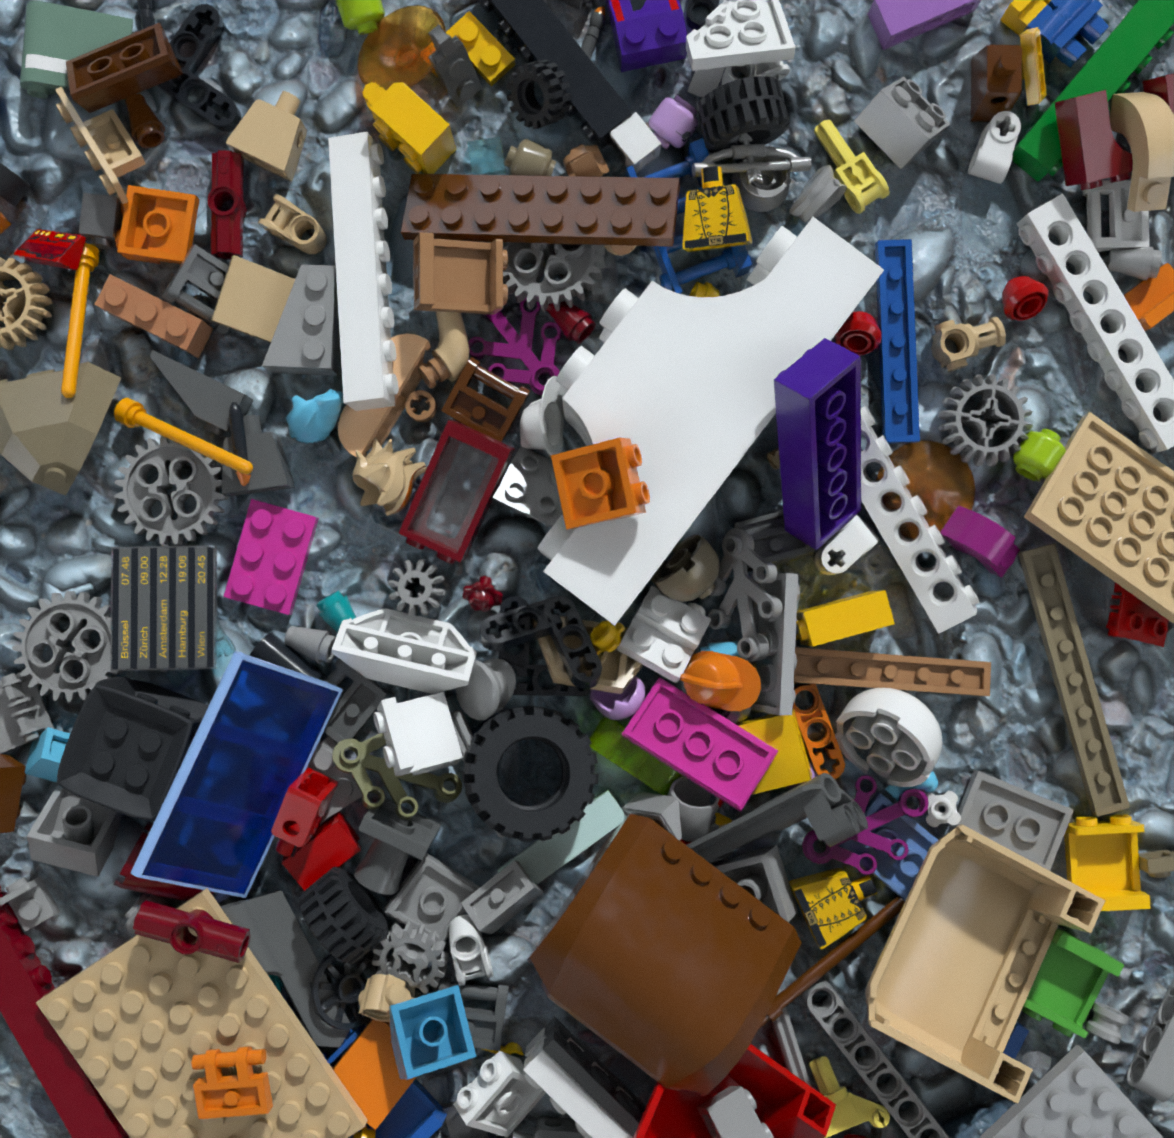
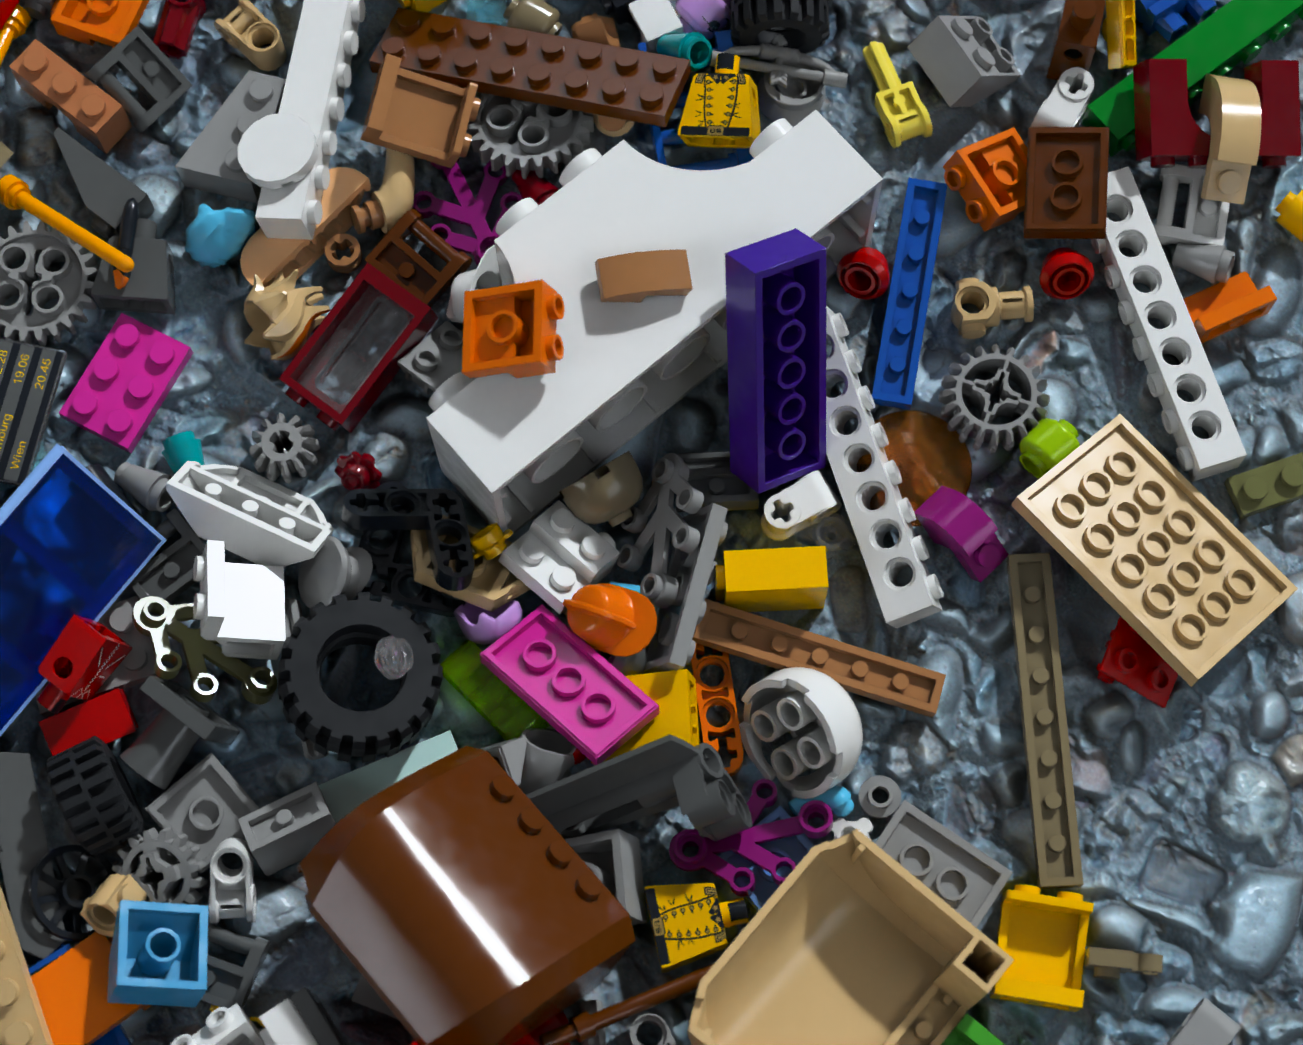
camera: 15 degrees right, 15 degrees down
(252, 299) = (183, 98): tan tile -> none
(347, 338) = (277, 150): none -> white tile
(558, 763) = (393, 657): none -> clear plate
(669, 165) = (687, 46): none -> teal cone
(700, 406) = (643, 273): none -> medium nougat slope
(818, 195) = (854, 114): light grey piece -> none
(946, 767) = (875, 809): none -> light grey plate
(952, 226) = (990, 178): none -> orange plate
(1015, 220) = (1066, 183): none -> reddish brown tile

